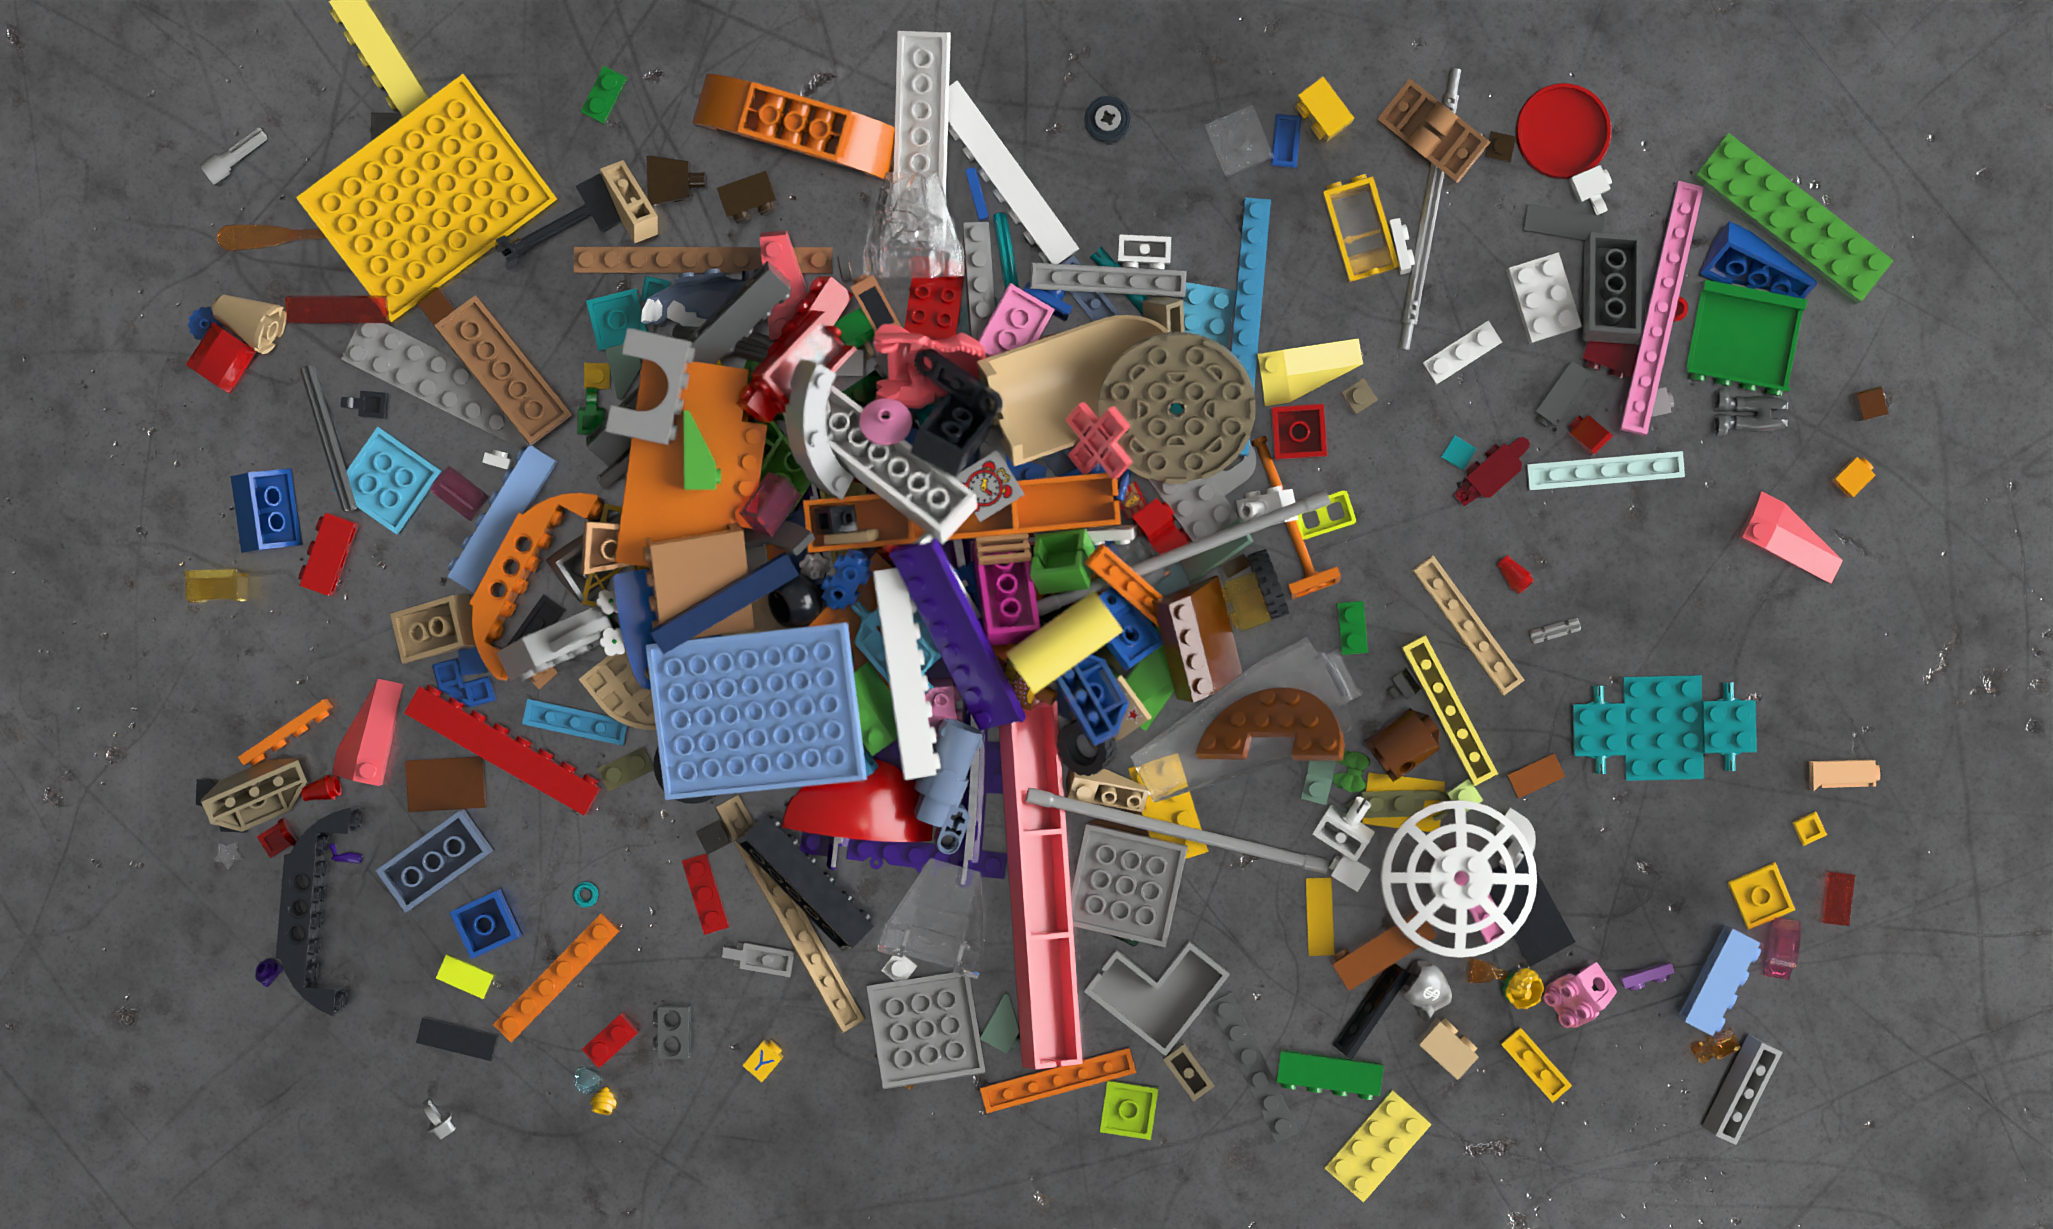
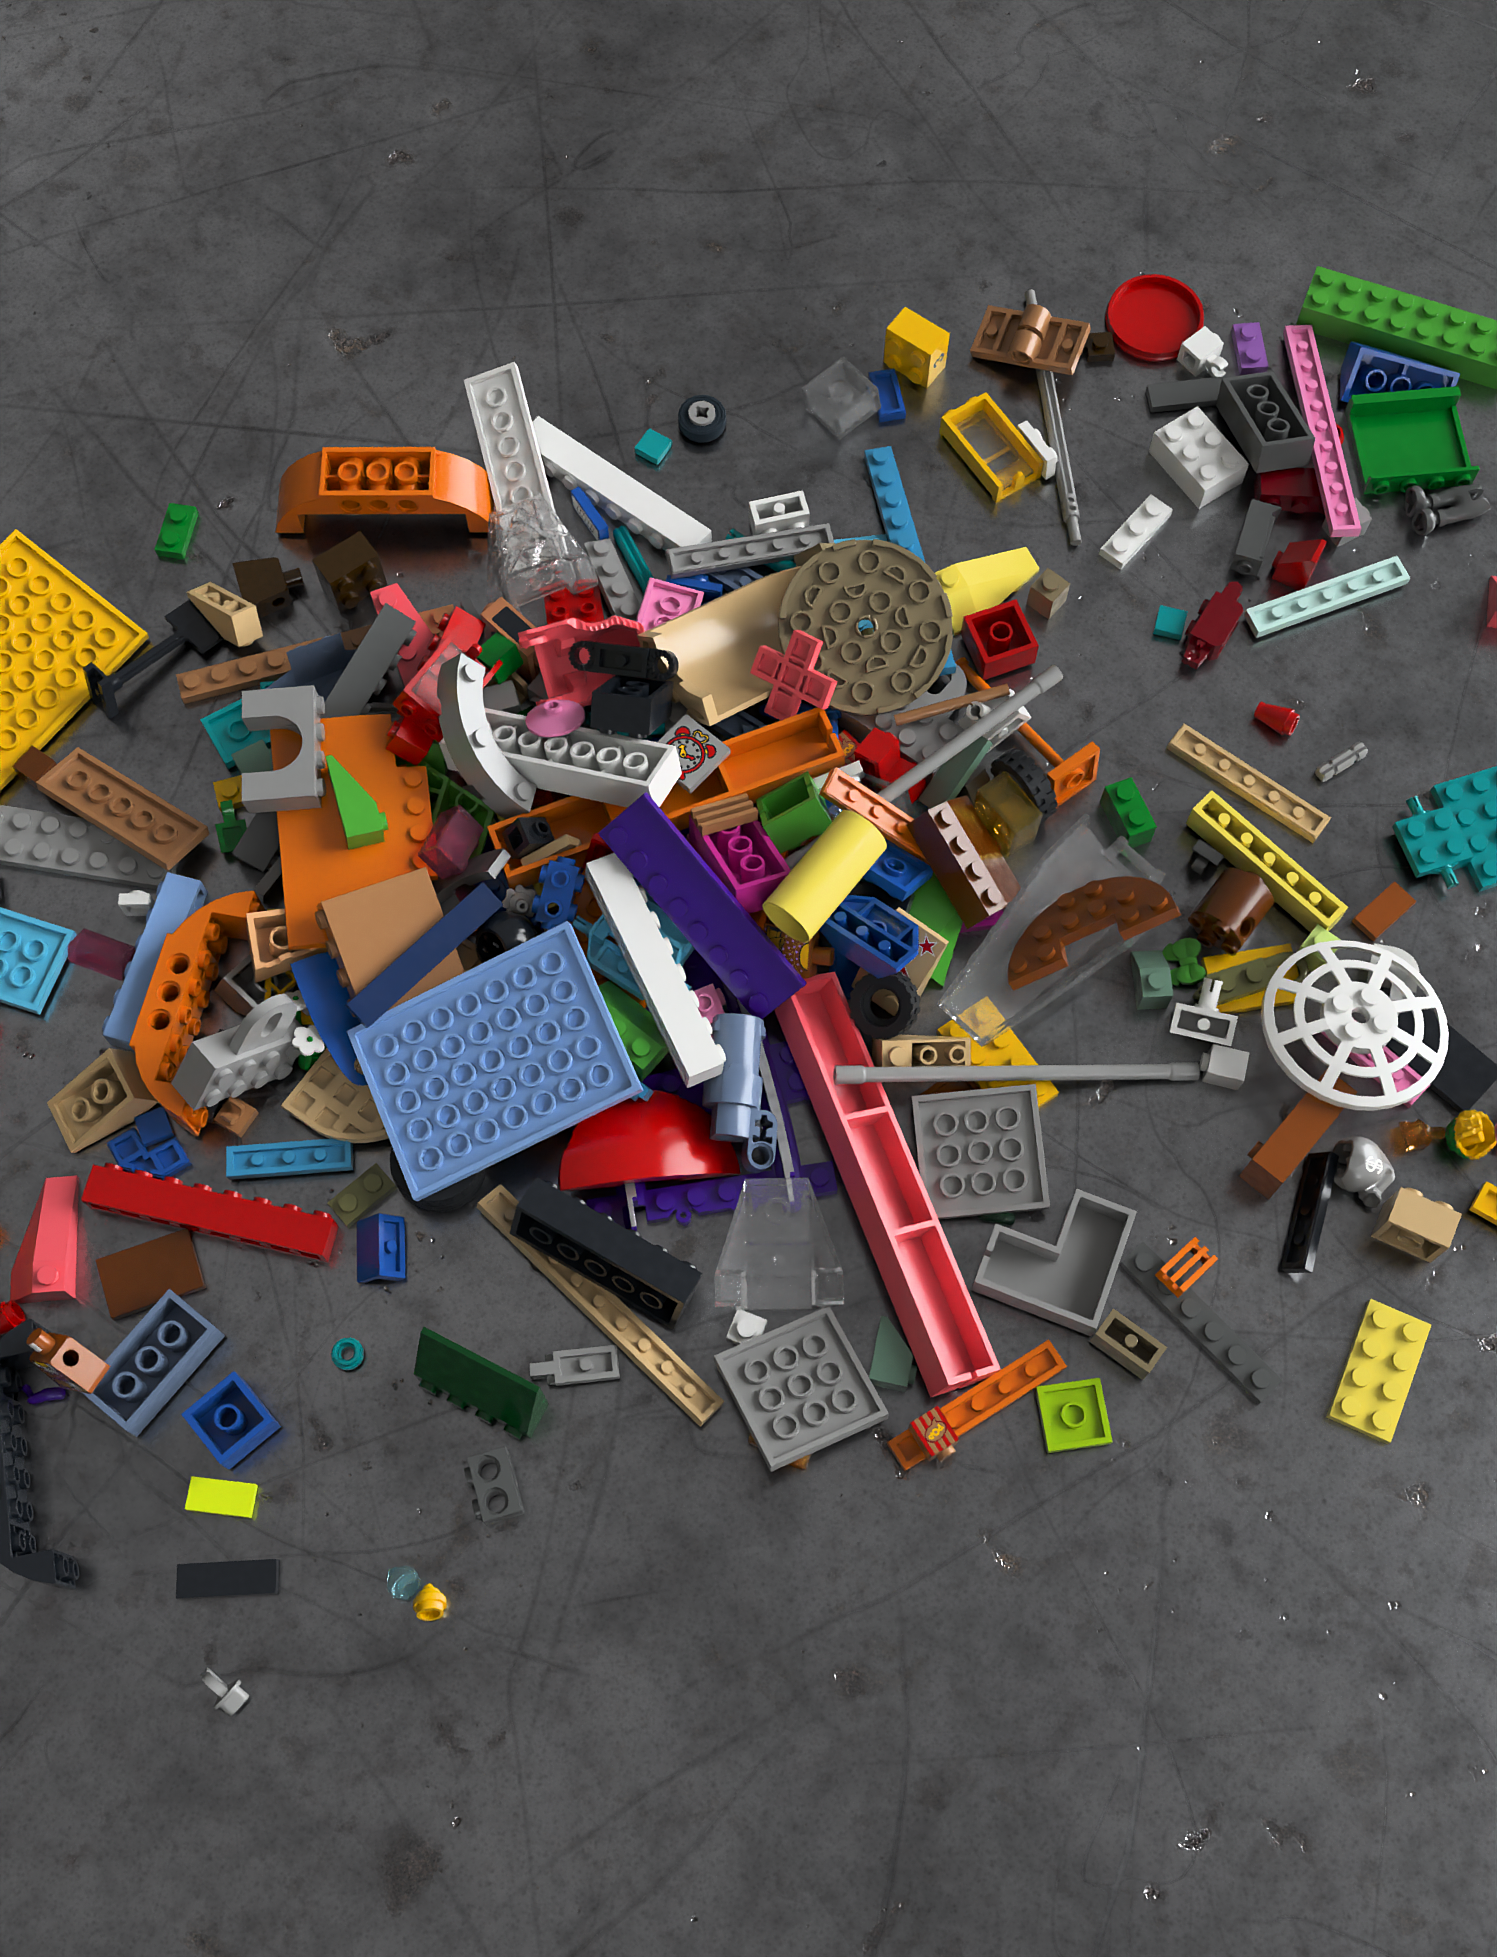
camera: 25 degrees left, 20 degrees down
(364, 842) = (66, 1361): none -> torso
(556, 977) = (334, 1466): orange plate -> none
(610, 1040) = (419, 1518): red brick -> none
(630, 818) = (381, 1248): none -> blue panel
(681, 955) = (478, 1384): none -> dark green slope
(705, 893) = (492, 1311): red plate -> none
(713, 836) = (484, 1238): clear smoke brick -> none
(763, 1060) = (615, 1487): yellow brick -> none
(1015, 1097) = (934, 1435): none -> brick
(1055, 133) = (653, 446): none -> teal tile
(1230, 495) = (951, 704): none -> medium nougat piece
(1275, 1014) = (1200, 1253): none -> orange tile
(1320, 916) = (1210, 1128): yellow tile -> none
(1327, 525) = (1046, 708): neon yellow piece -> none
(1329, 1073) = (1291, 1299): green brick -> none
(1639, 190) = (1249, 348): none -> medium lavender plate

